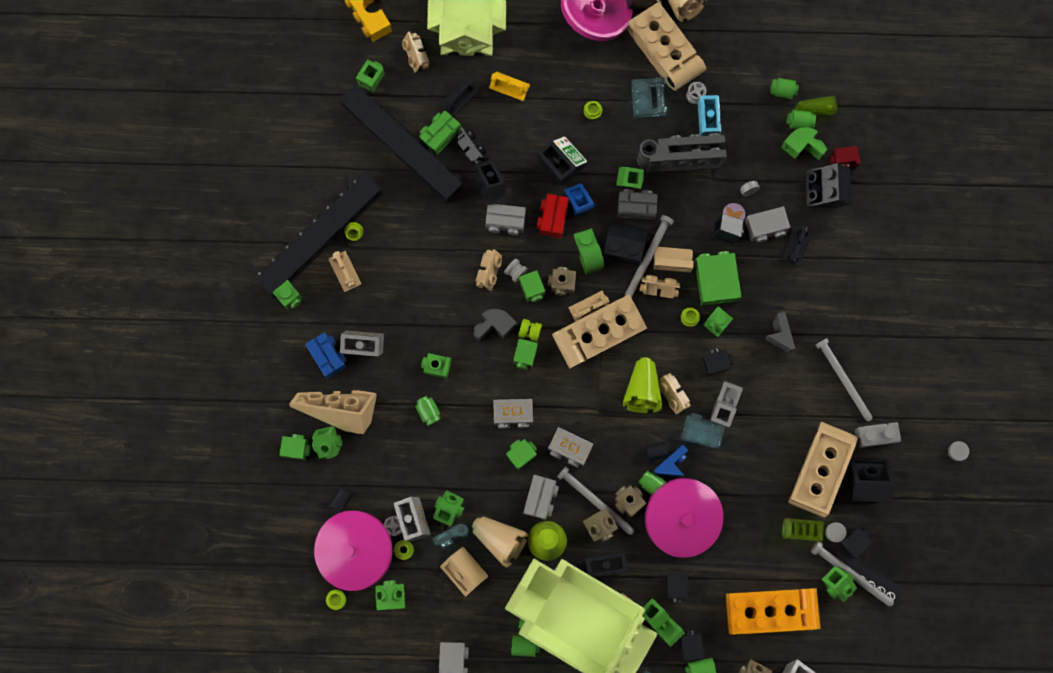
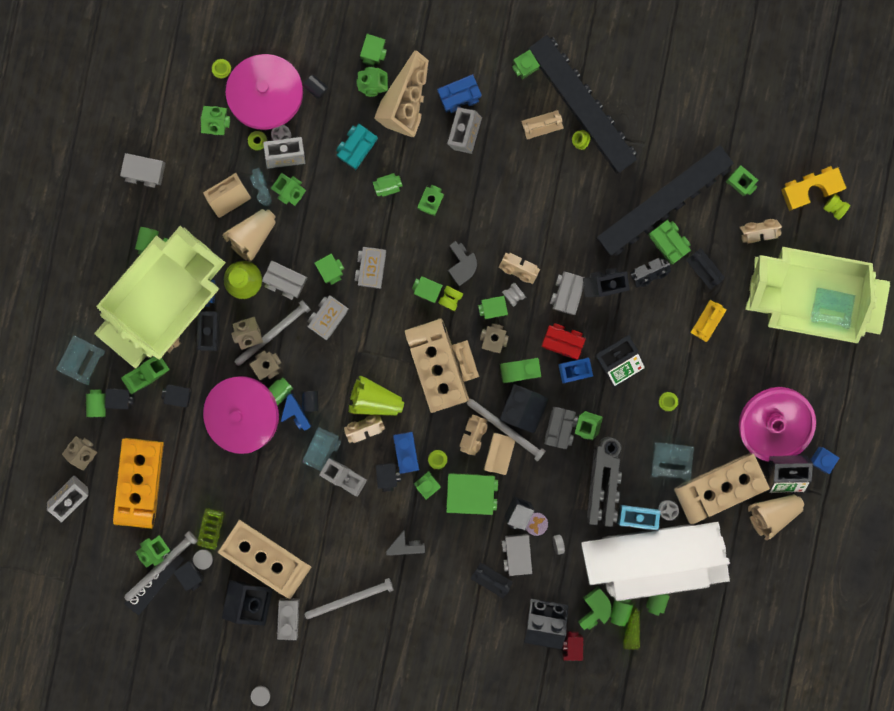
camera: 100 degrees right, 10 degrees up
(394, 447) = (357, 146): none -> teal brick
(689, 347) = (406, 452): none -> blue brick
(749, 90) = (658, 560): none -> white panel

